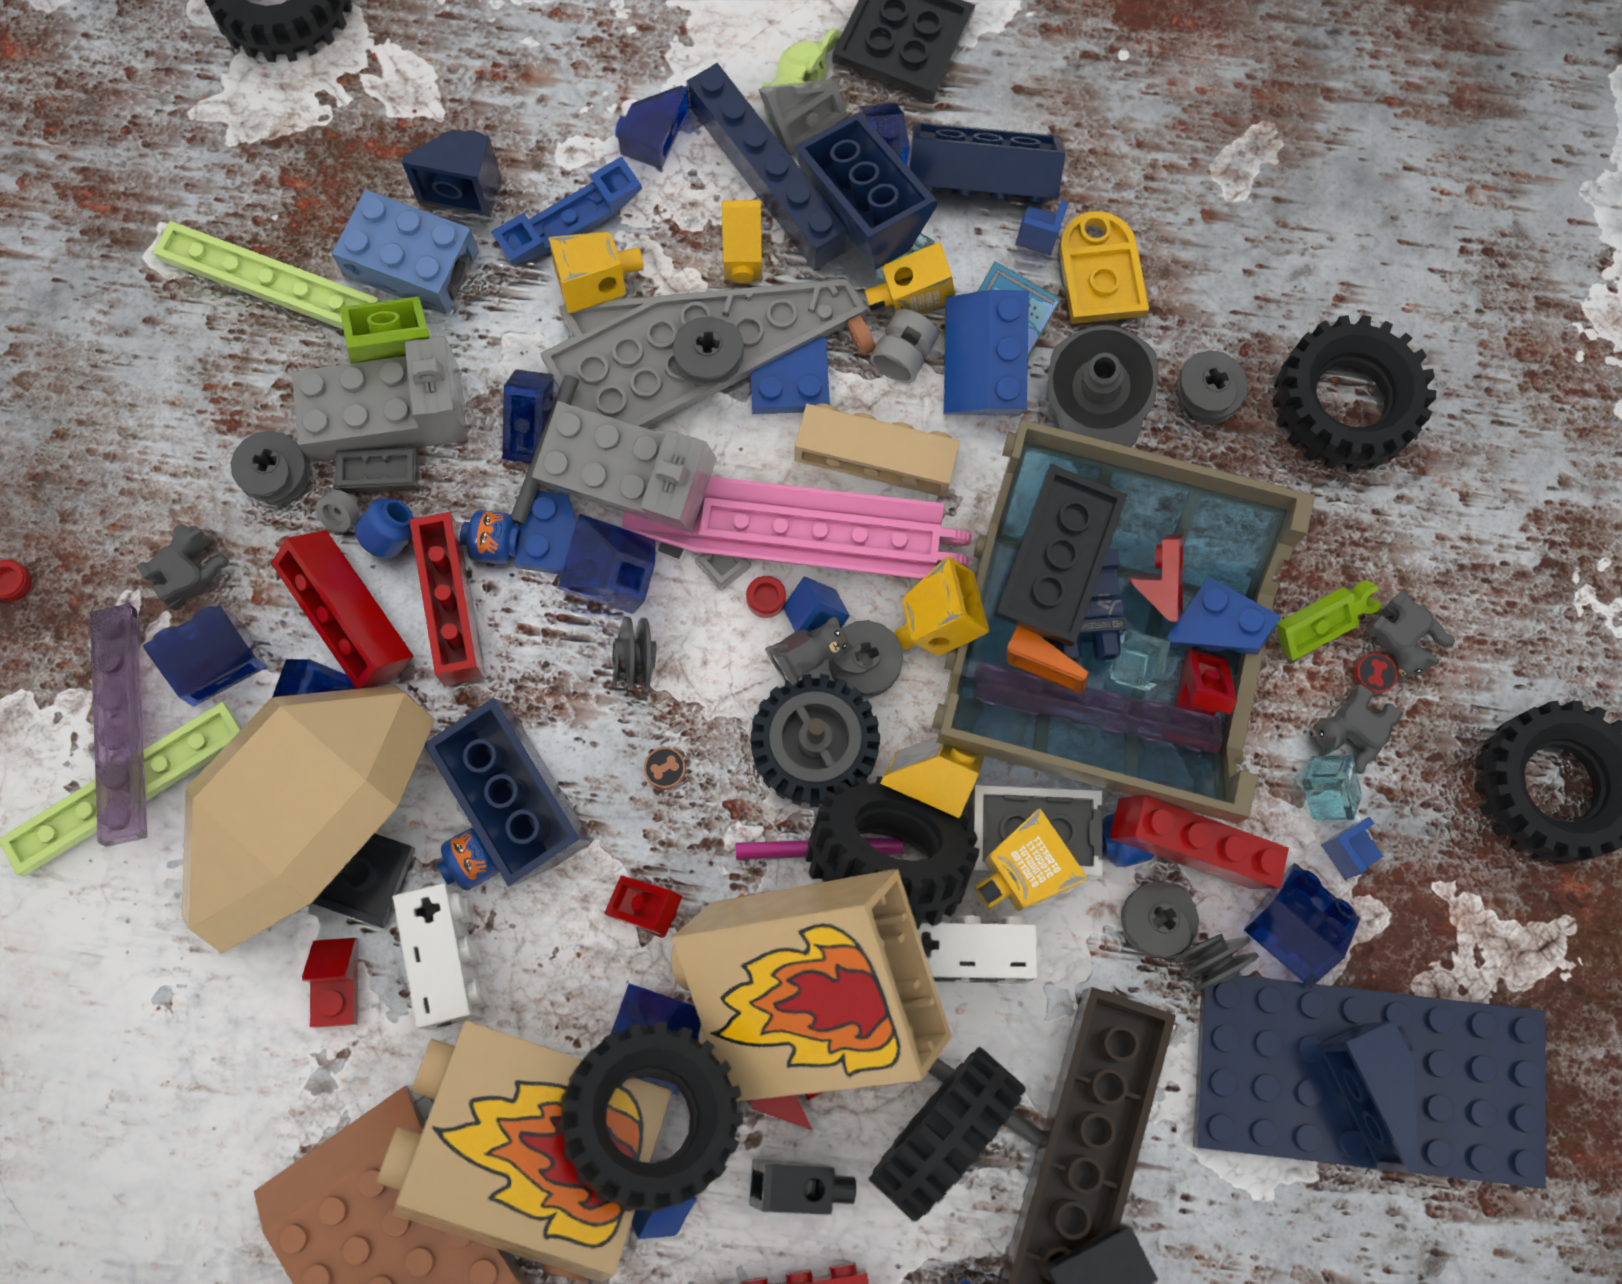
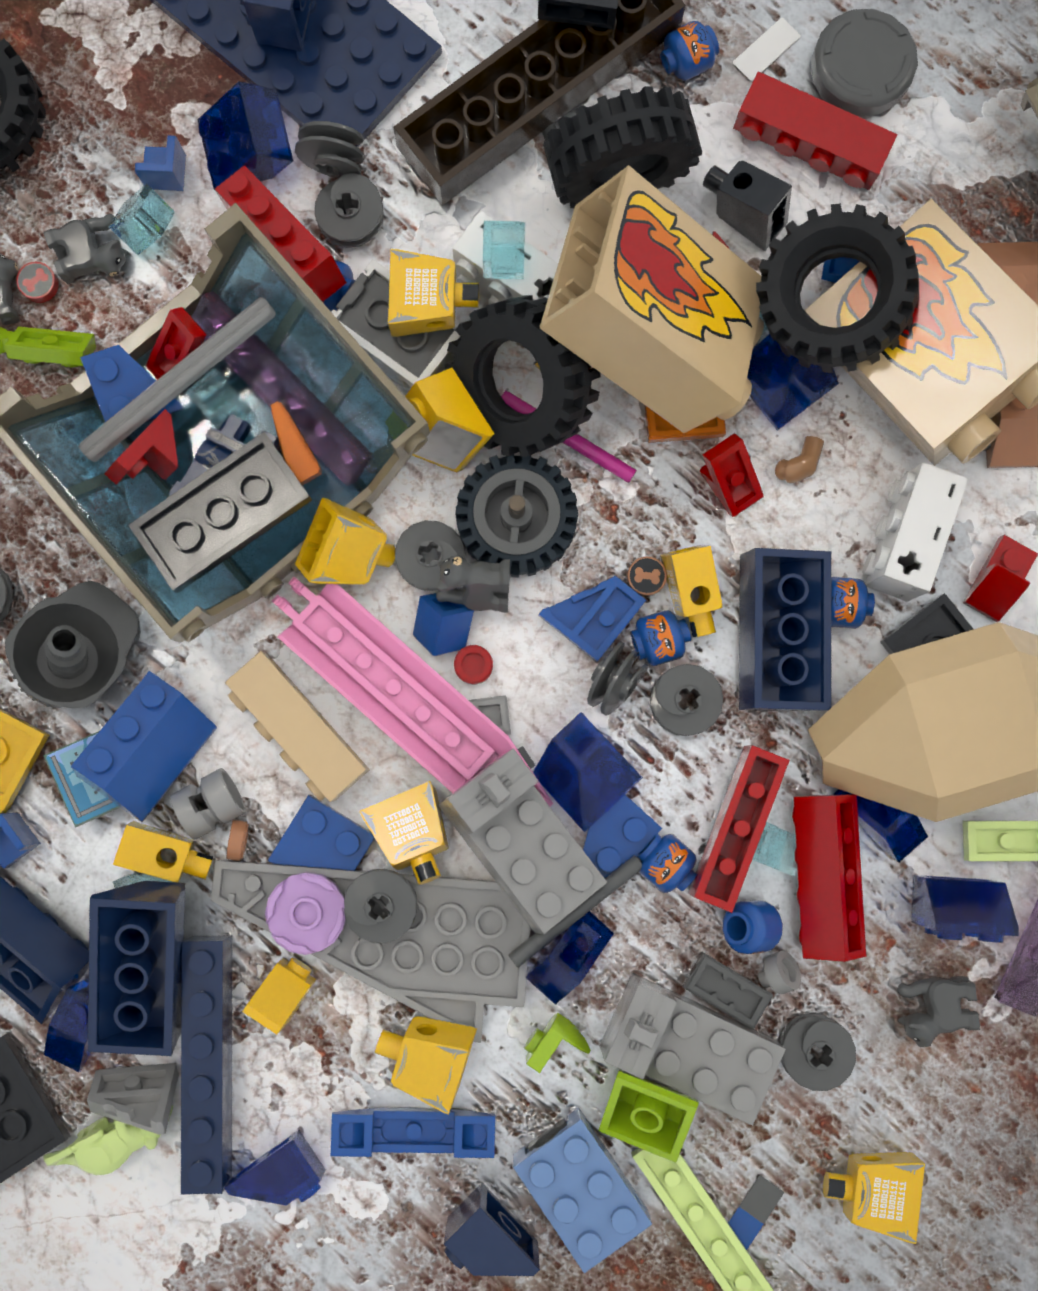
camera: 145 degrees left, 10 degrees up
(153, 394) = (880, 1192): none -> yellow torso
(252, 325) = (755, 1210): none -> sticker
(402, 605) = (776, 849): none -> clear light blue panel
(504, 340) = (544, 1043): none -> lime plate
(551, 663) = (706, 704): none -> dark grey piece
(584, 964) = (802, 465): none -> medium nougat arm
(617, 719) = (660, 638): none -> blue head
(618, 780) = (692, 569): none -> yellow torso
(688, 702) = (595, 615): none -> blue wing
(728, 424) = (410, 830): none -> yellow torso
(766, 313) = (306, 913): none -> lavender tile
(985, 943) = (503, 249): none -> clear light blue panel
(1184, 651) = (177, 379): none -> light grey axle

